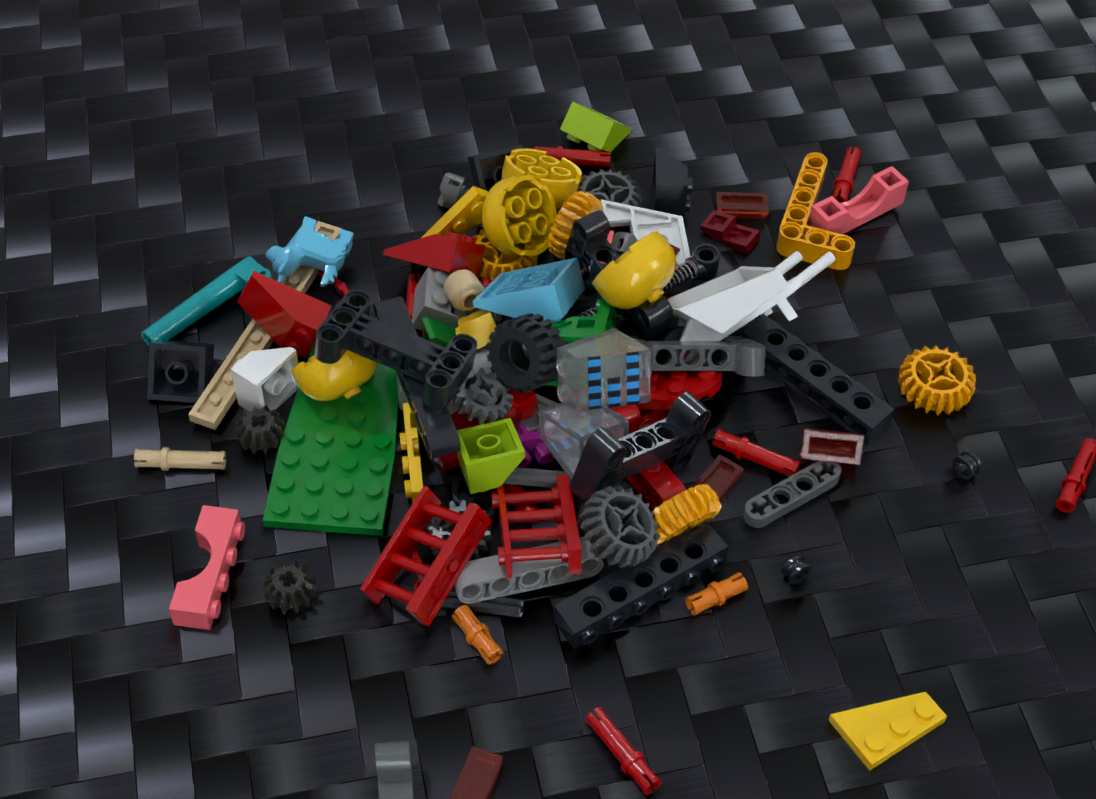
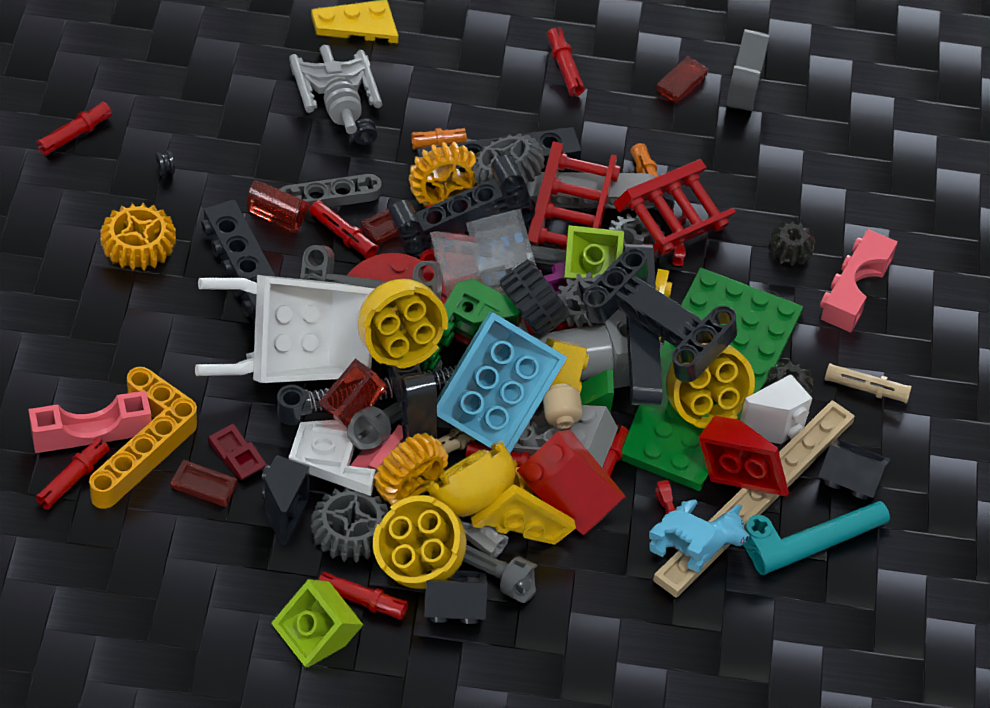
camera: 165 degrees left, 0 degrees up
(863, 620) = (339, 84): none -> light grey bar

